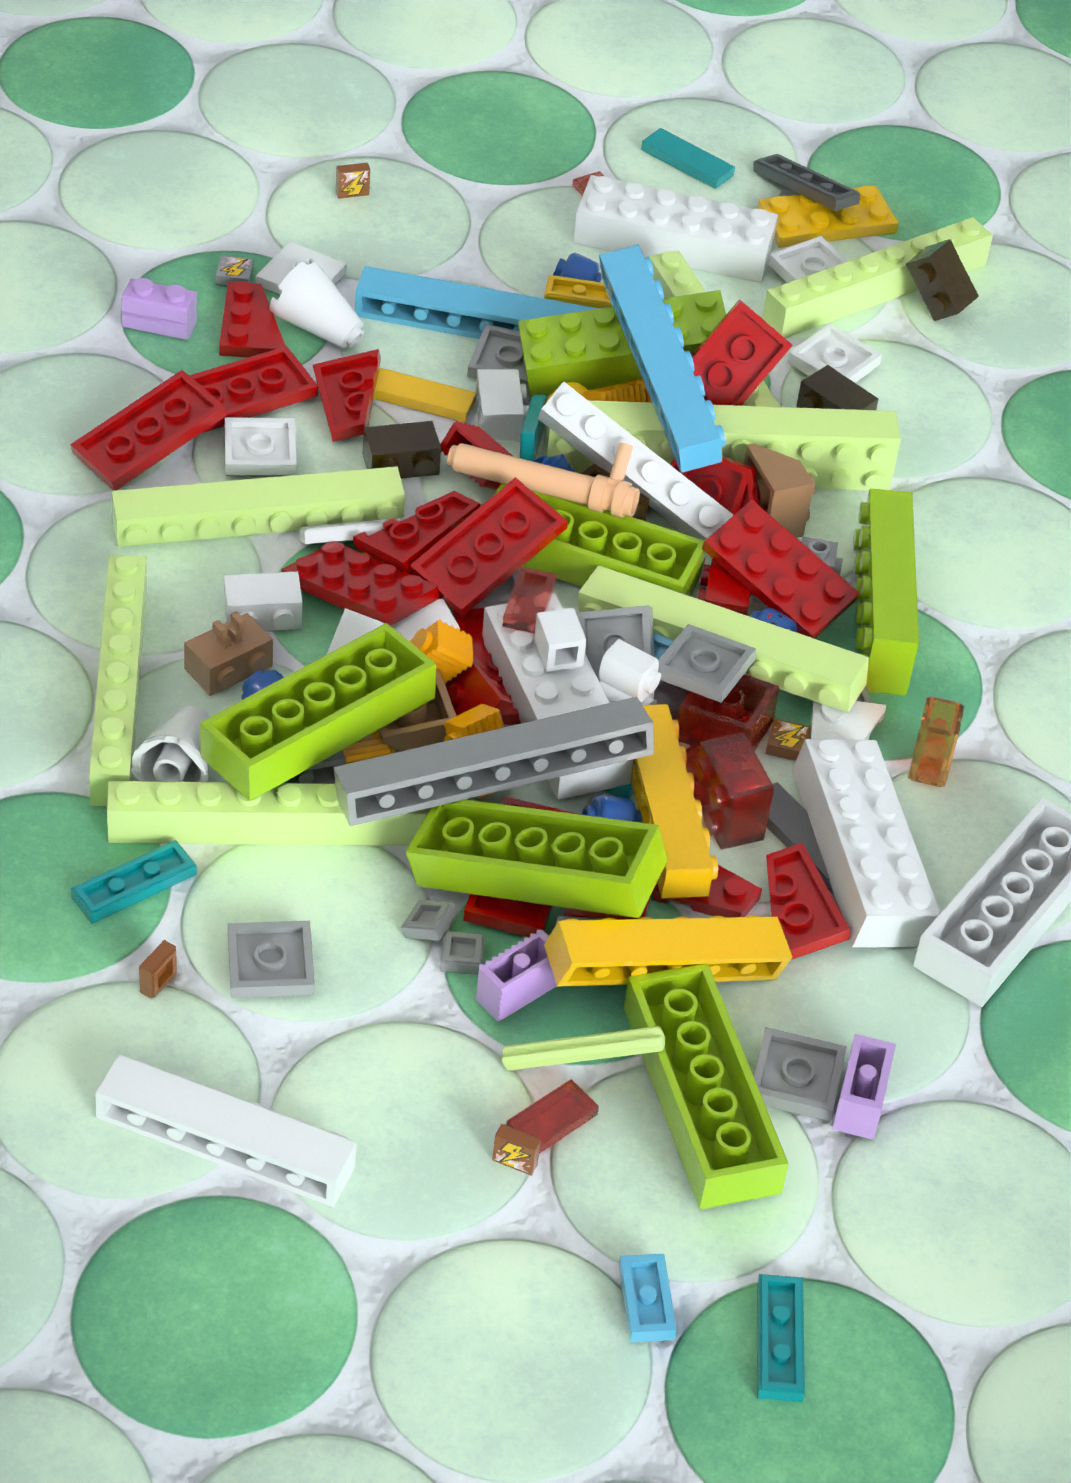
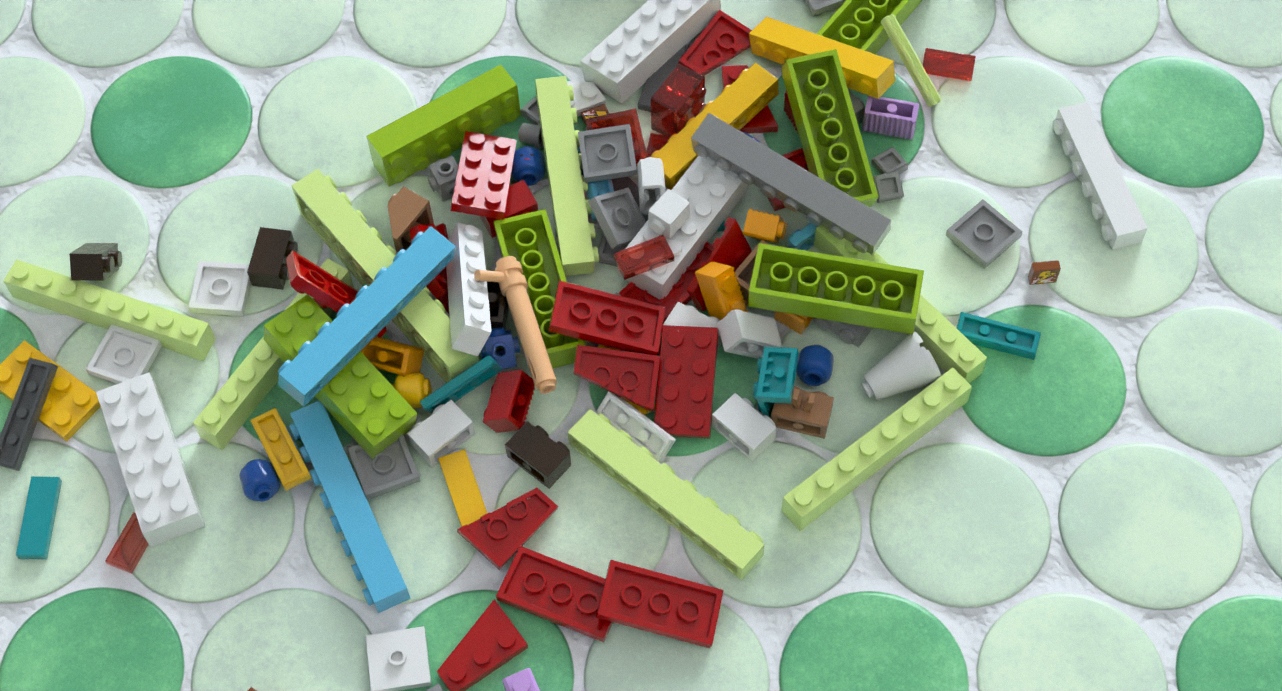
camera: 120 degrees left, 15 degrees up
(260, 446) = (605, 537): white plate -> none
(281, 620) = (776, 377): none -> teal bracket
(317, 306) = (442, 606): white cone -> none
(516, 1149) = (985, 59): dark orange tile -> none
(936, 741) = (553, 39): clear orange brick -> none

